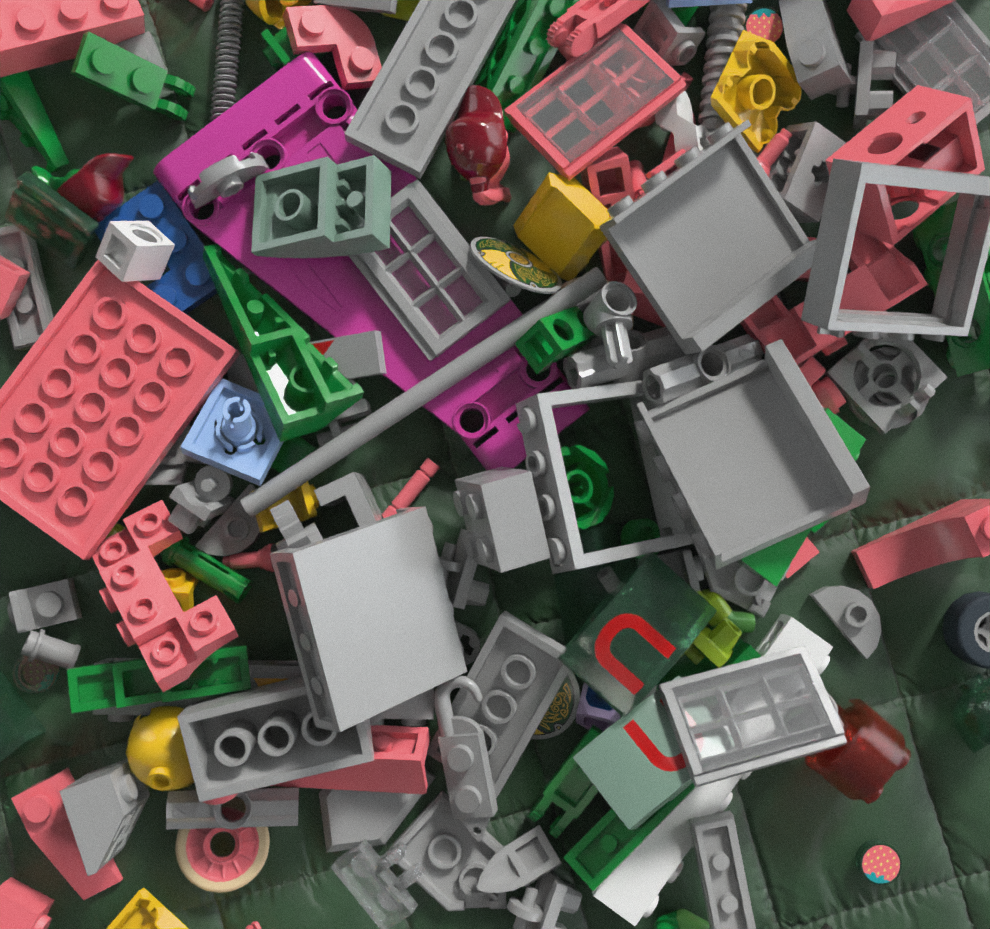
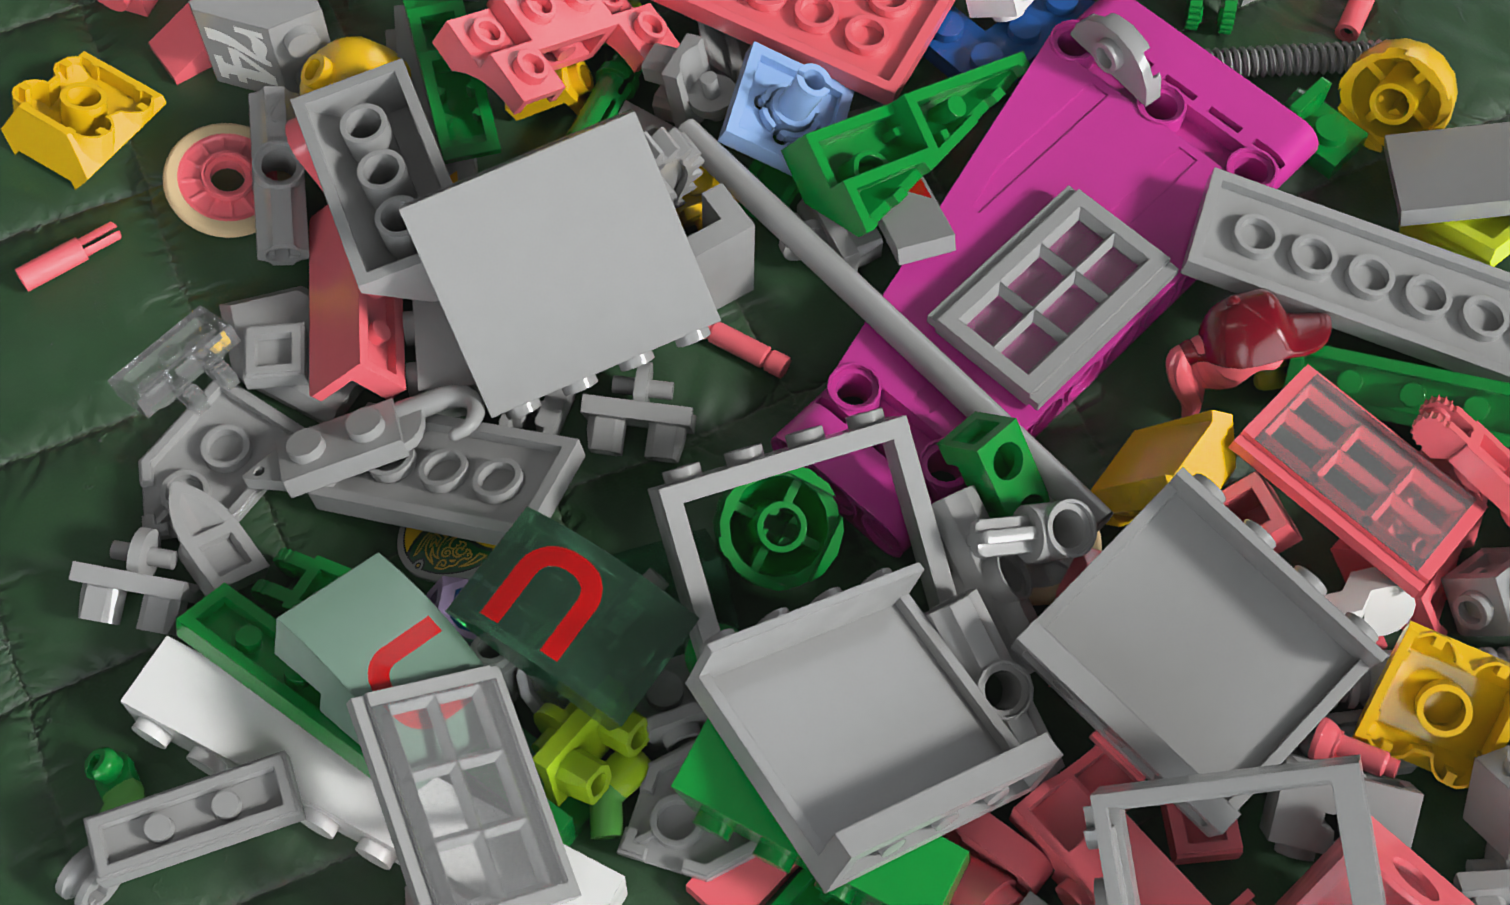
camera: 80 degrees right, 25 degrees down
(322, 209) = (1106, 159): sand green slope -> none
(335, 31) = (1353, 159): coral plate -> none
(382, 815) = (275, 355): none -> light grey tile
(501, 518) = (719, 407): light grey brick -> none
(515, 267) = (1088, 411): shield -> none

